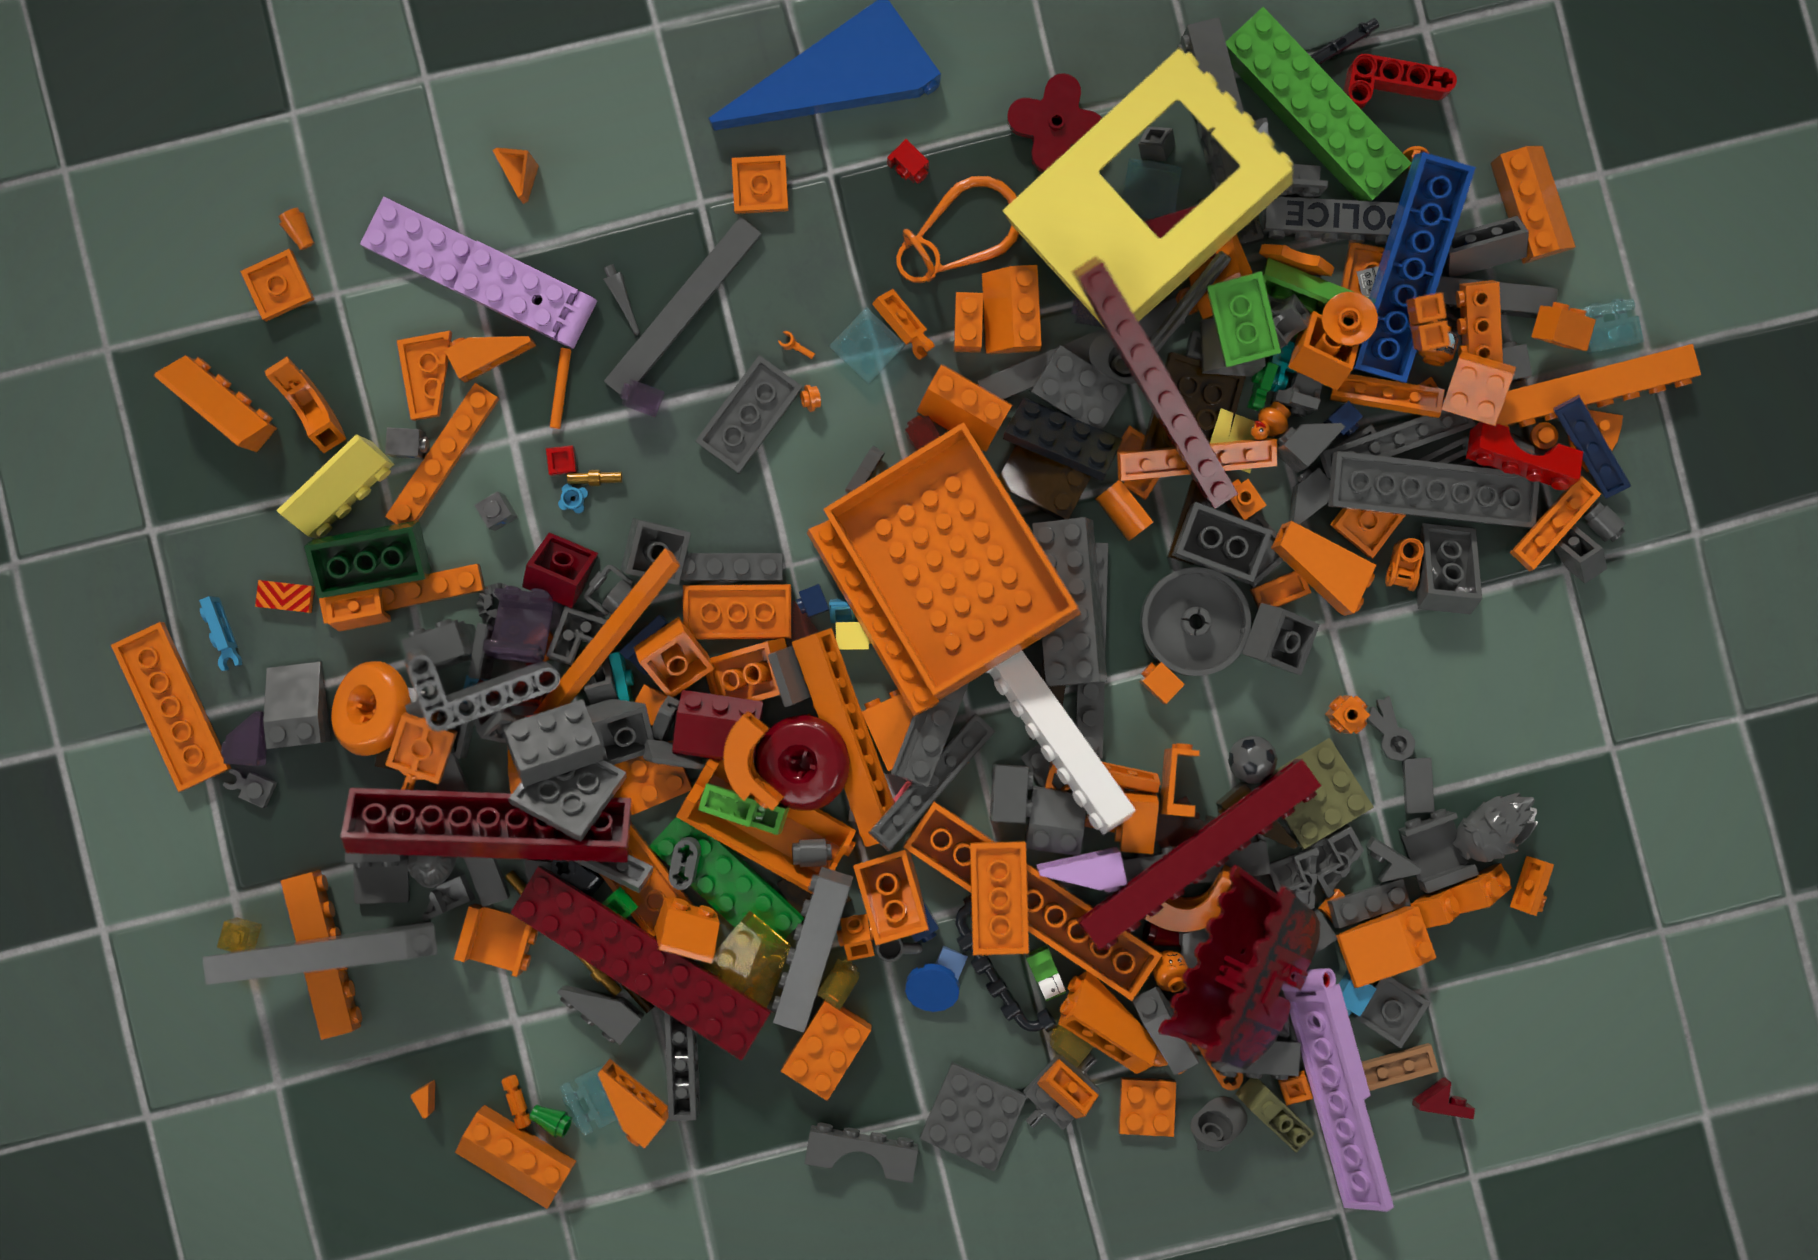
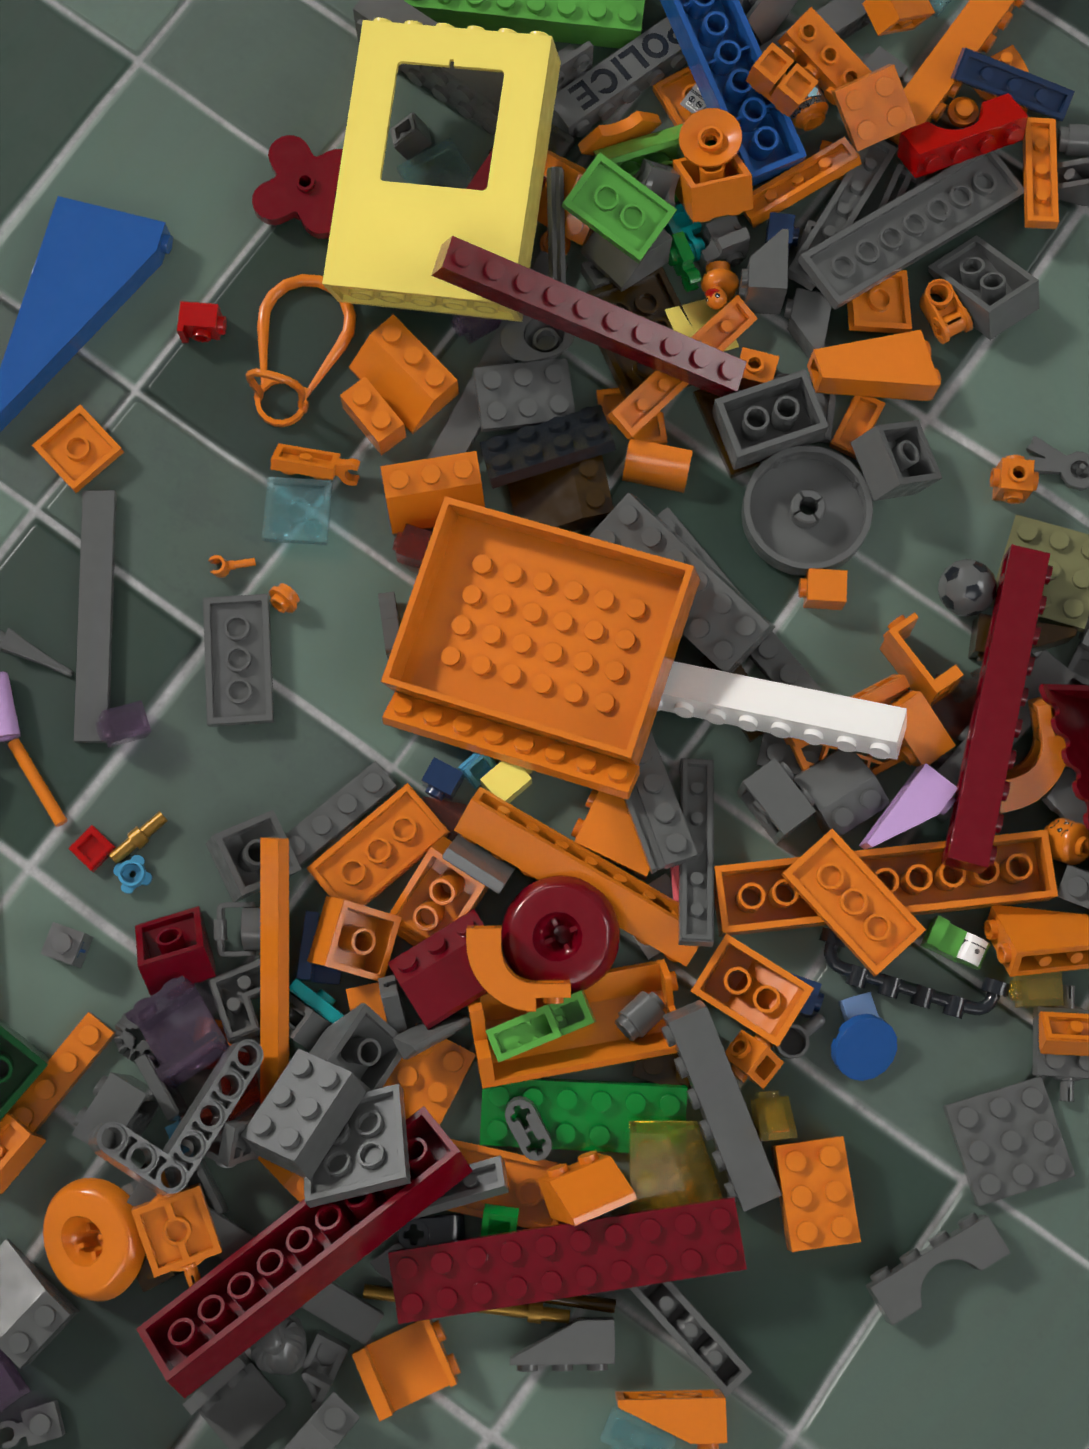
camera: 40 degrees left, 10 degrees down
(1159, 936) = (1027, 818): dark red cone -> none

